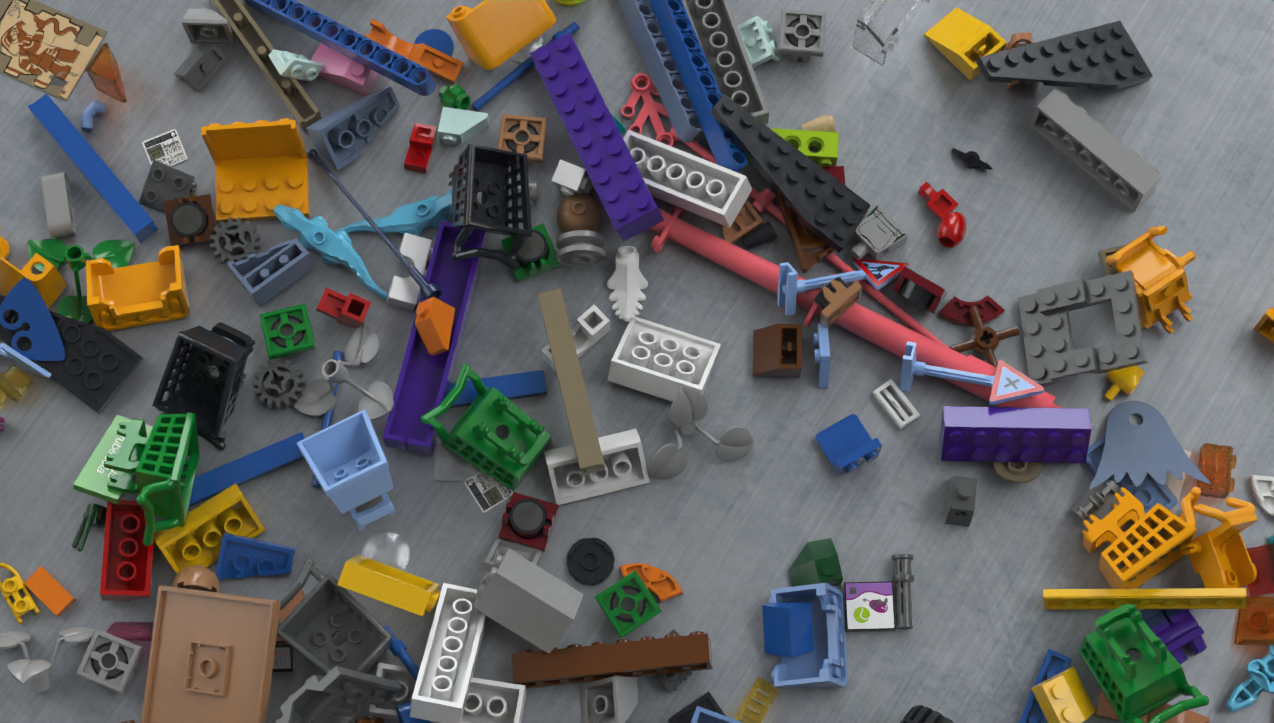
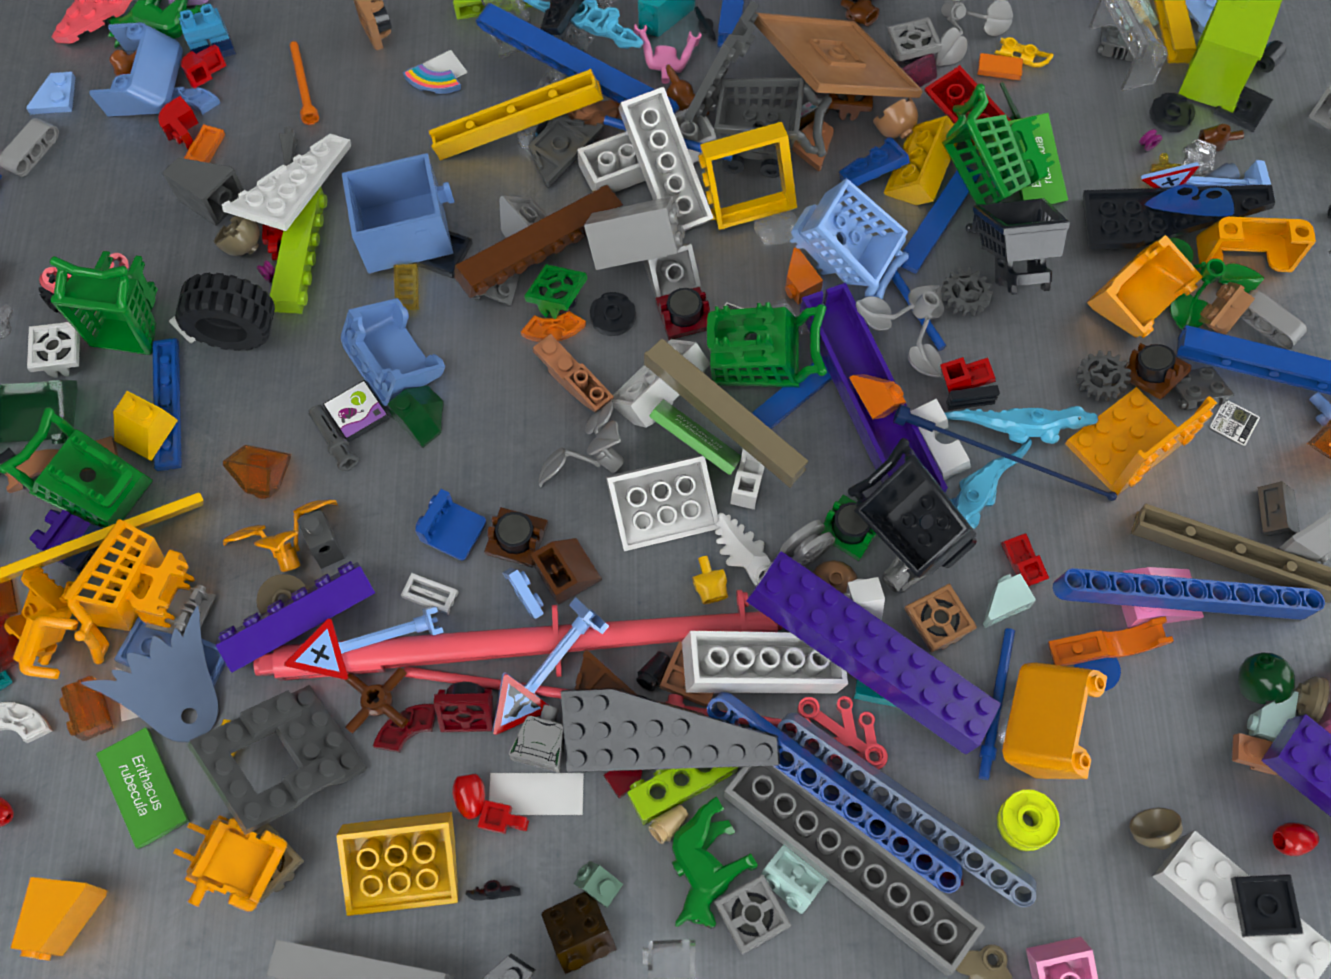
camera: 145 degrees right, 5 degrees down
(94, 225) = (1226, 308): none -> medium nougat bracket
(272, 270) = (1051, 367): sand blue wedge -> none
(288, 333) = (994, 330): green piece -> none
(295, 65) = (1199, 550): light aqua bracket -> none
(345, 287) = (972, 397): none -> black tile
(348, 129) = (1101, 529): sand blue wedge -> none
(408, 485) = (801, 278): none -> orange slope
(454, 97) = (1033, 622): green rock -> none
(605, 386) = (695, 436): none -> bright green tile
(665, 516) = (572, 375): none -> nougat slope
(671, 274) = (710, 584): none -> yellow piece
(788, 628) = (411, 346): blue slope -> none
(799, 405) = (517, 535): none -> piece
(816, 85) = (701, 869): none -> green animal
(837, 299) = (531, 624): medium nougat piece -> none
(895, 120) = (597, 883): none -> sand green bracket
(901, 207) = (538, 792): none -> white sticker
(927, 99) = (578, 932): none -> dark brown bracket
(982, 598) = (258, 470): none -> clear orange slope
(1000, 490) = (284, 552): none -> light orange plant
(1028, 216) = (398, 863): none -> yellow slope
(1196, 386) = (142, 788): none -> bright green tile

